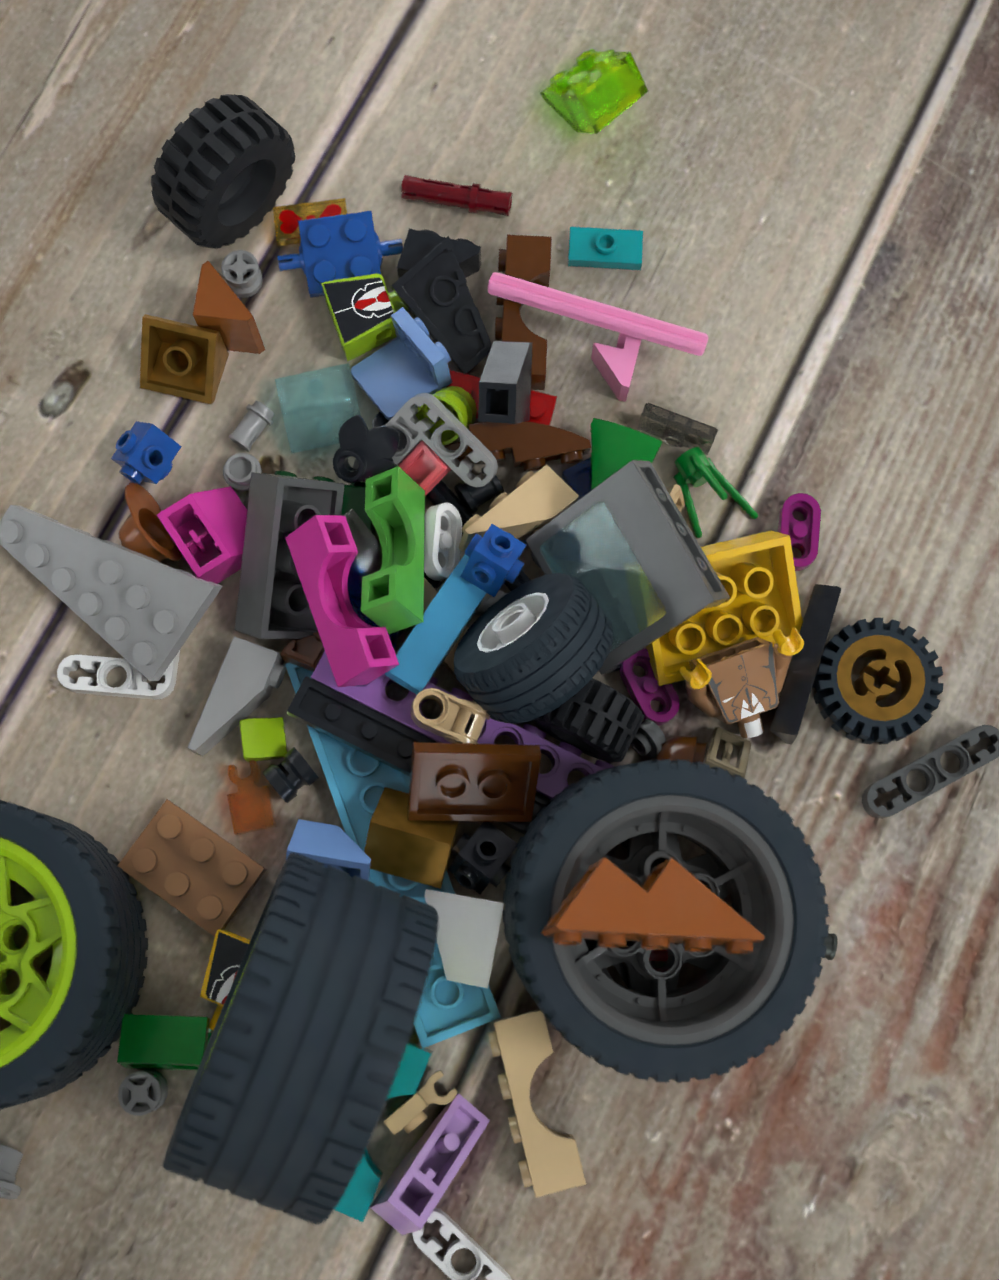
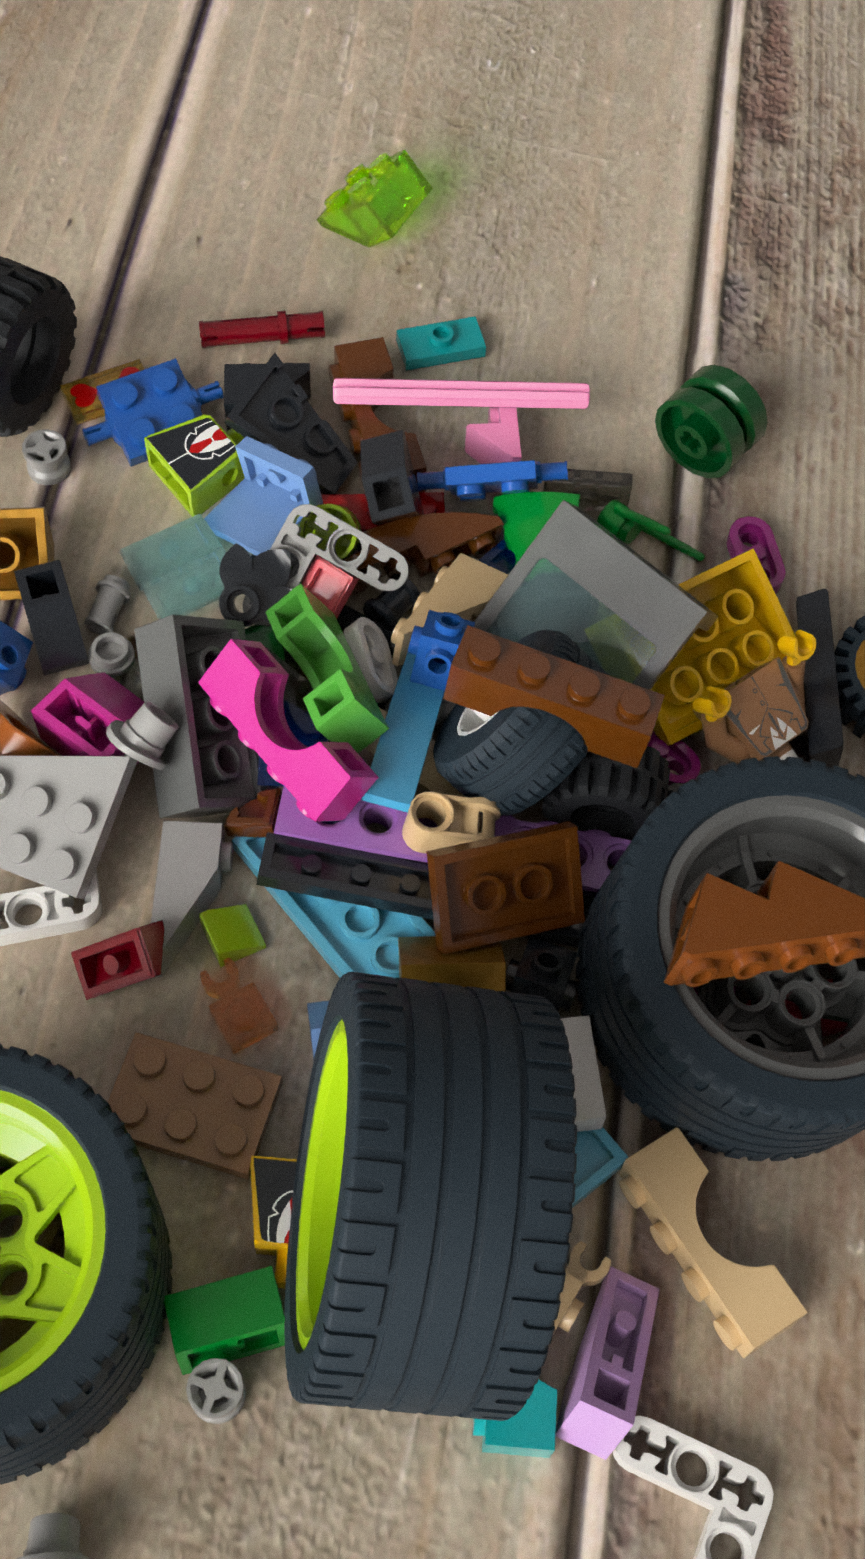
camera: 20 degrees left, 15 degrees down
(169, 740) = (120, 960): none -> dark red slope
(201, 428) = (51, 617): none -> black slope
(221, 310) = (48, 483): dark orange slope -> none
(230, 570) = (144, 735): none -> light grey piece
(290, 775) = (279, 960): black wheel -> none
(573, 670) = (605, 710): none -> reddish brown arch
(608, 406) = (474, 481): none -> blue plate
(805, 397) = (711, 421): none -> dark green wheel

